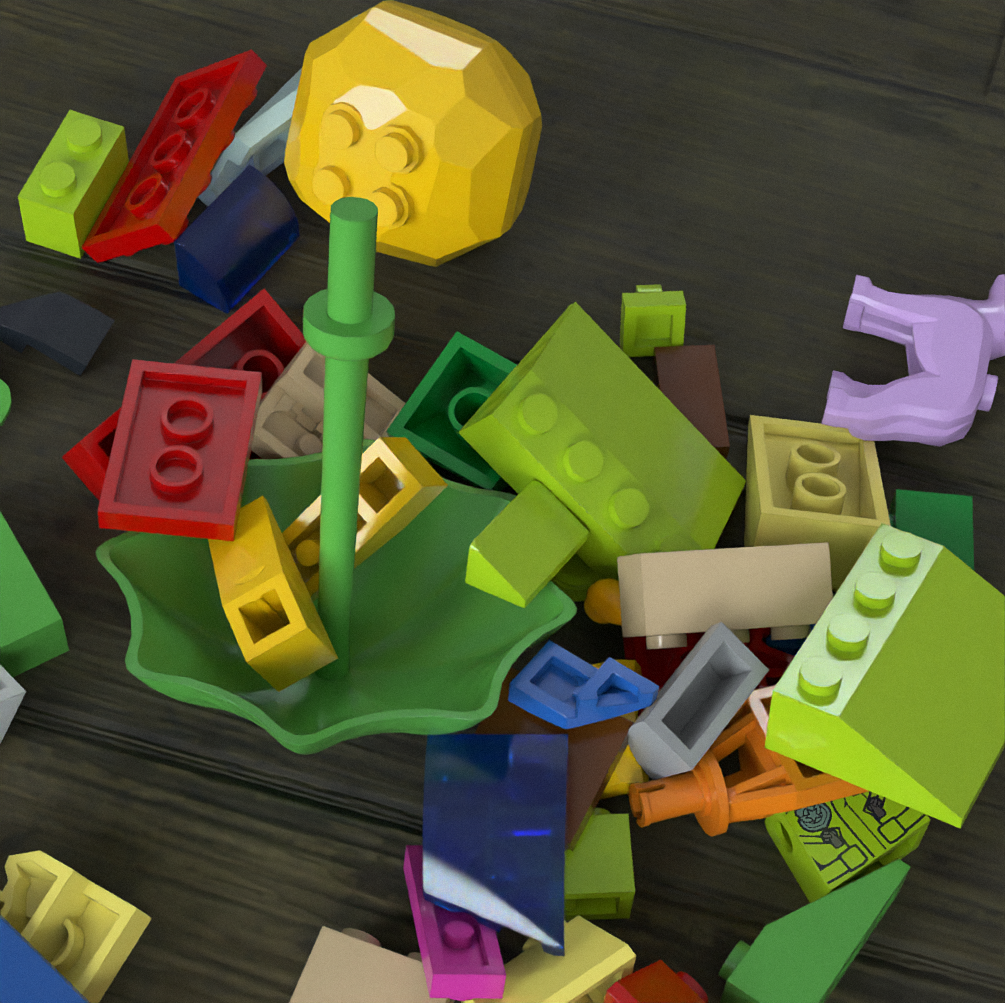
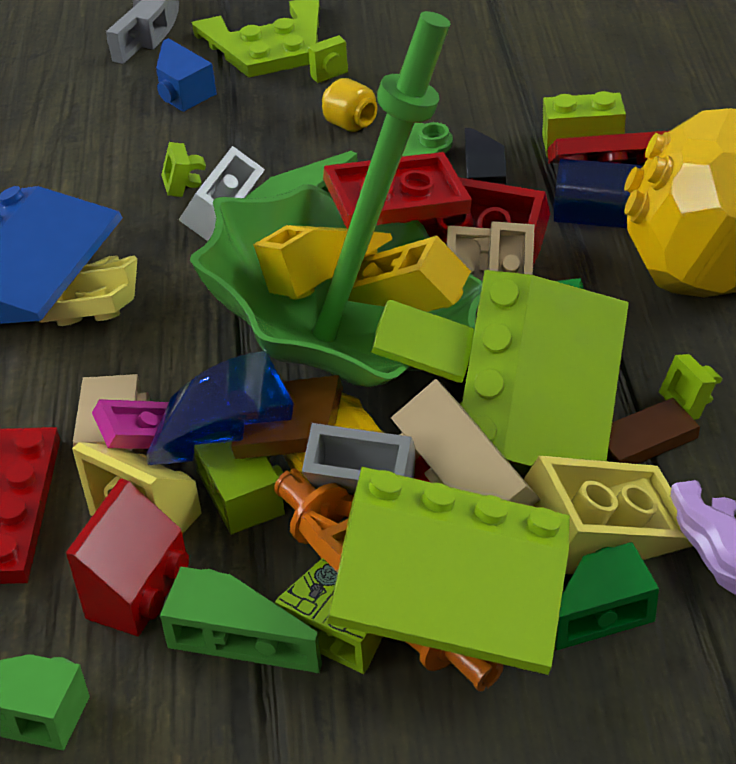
camera: 75 degrees right, 15 degrees down
(574, 692) = (328, 393): blue slope -> none

